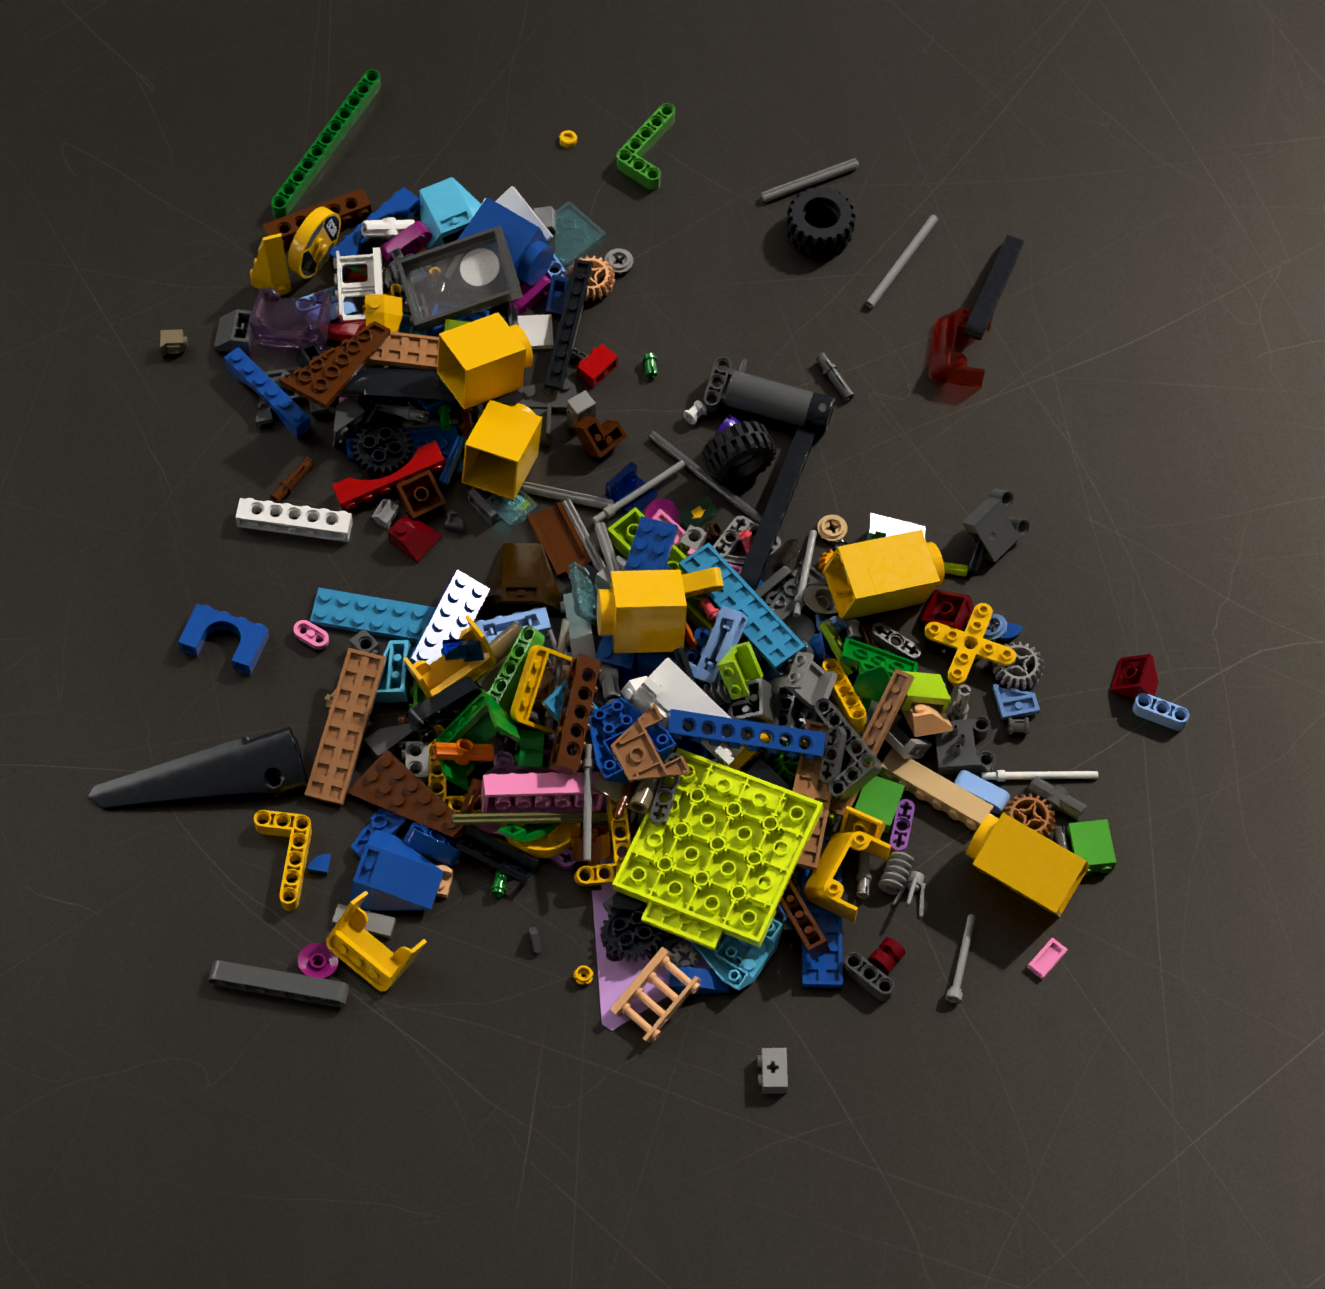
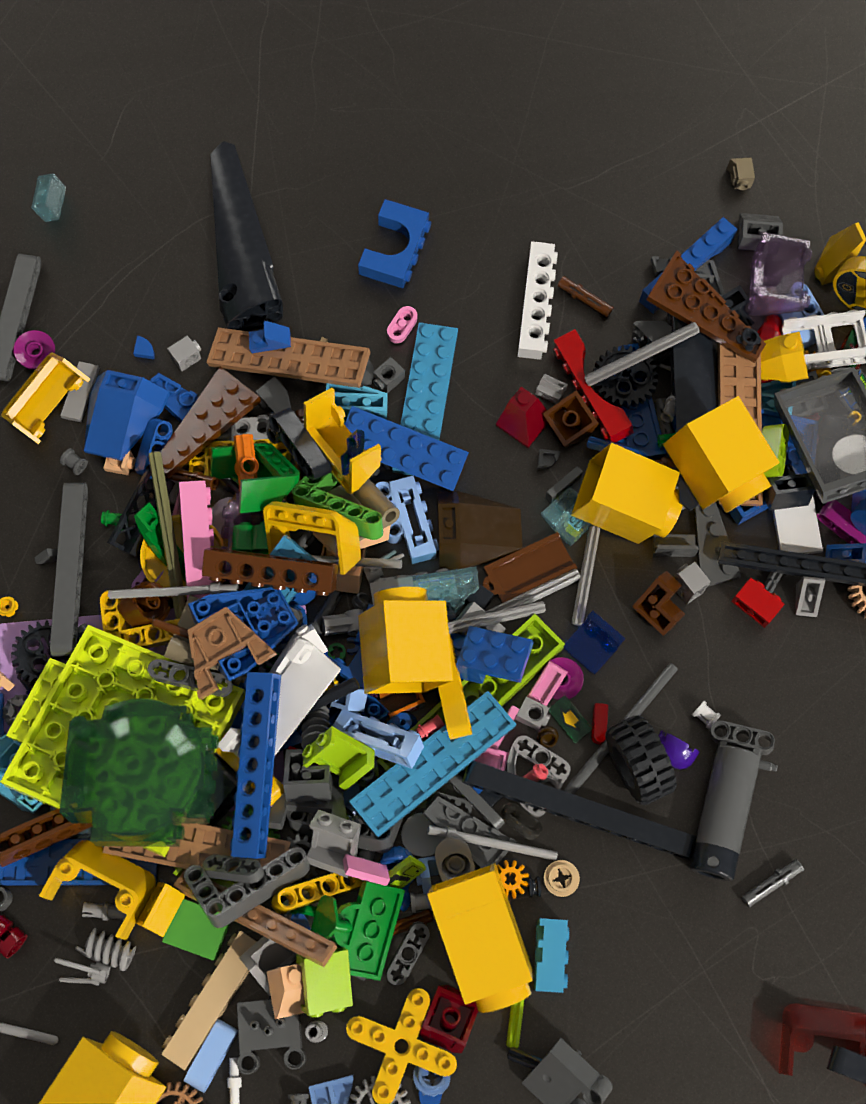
camera: 90 degrees right, 10 degrees up
(147, 952) = (48, 197): none -> clear light blue brick
(293, 854) = (153, 320): yellow beam -> none
(327, 740) = (271, 338): none -> blue slope
(330, 824) = (185, 353): none -> light grey brick
(372, 327) = (750, 334): none -> black plate
(373, 423) = (642, 354): none -> light grey axle
(439, 921) = (73, 461): none -> dark grey bush
(550, 913) = (69, 569): none -> dark grey beam
(593, 328) = (808, 596): none -> light grey slope
(610, 510) = (566, 620): light grey bar -> none
(650, 365) = (767, 662): green pin -> none
(700, 492) = (599, 722): none -> red bar
(755, 816) = (139, 774): none -> clear green windscreen
(832, 658) = (366, 870): none -> bright pink tile
(898, 819) = (153, 960): medium lavender beam -> none

